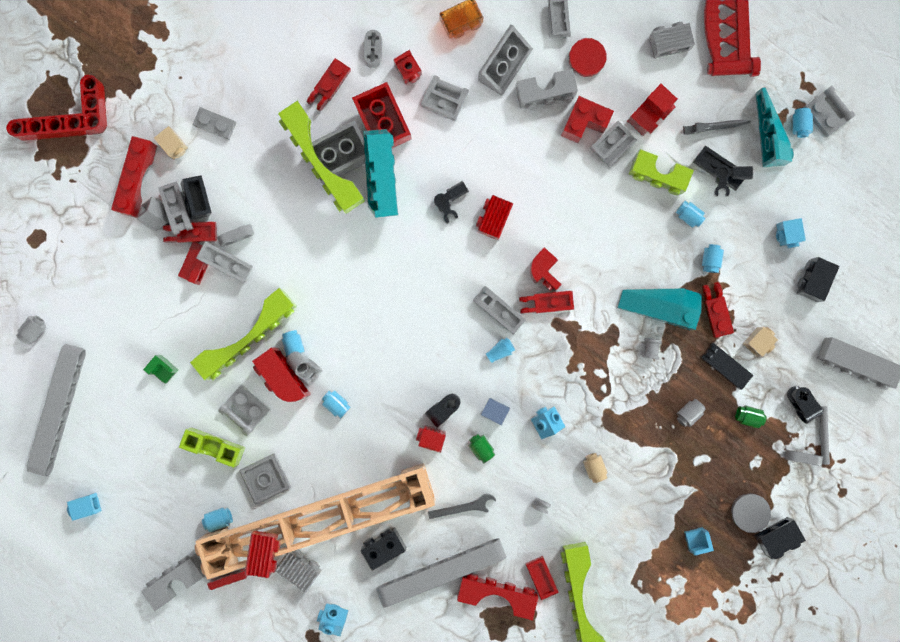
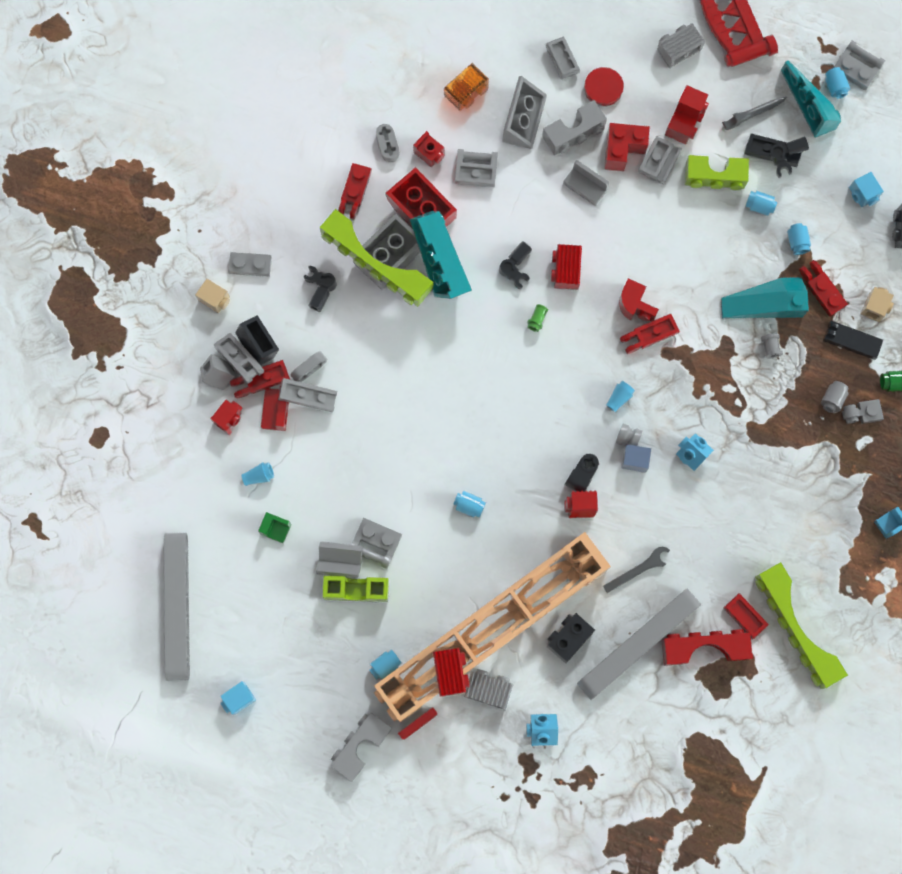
camera: 20 degrees left, 10 degrees down
(31, 329) = (124, 530): light grey brick -> none
(67, 122) = (96, 307): red beam -> none
(128, 193) = (184, 329): red arch -> none
(150, 257) = (227, 416): none -> red brick
(162, 317) = (259, 474): none -> medium azure cone
(206, 417) = (339, 559): none -> light grey panel
(265, 478) = (420, 607): light grey tile -> none
(275, 308) = (328, 499): lime arch -> none
(276, 161) = (326, 282): none -> black bar
(280, 376) = (404, 491): red brick -> none
(292, 342) = (404, 458): medium azure brick -> none
(302, 366) = (423, 475): light grey piece -> none
(455, 252) = (537, 318): none -> bright green pin
(481, 448) = (635, 500): green brick -> none
(495, 389) = (628, 436): none -> light grey wheel
(500, 310) = (604, 356): light grey plate -> none
(539, 145) = (586, 183): none -> light grey panel
(541, 505) = (718, 540): light grey bush -> none
(595, 467) = (759, 482): tan brick -> none
(714, 435) = (867, 411): none -> light grey plate

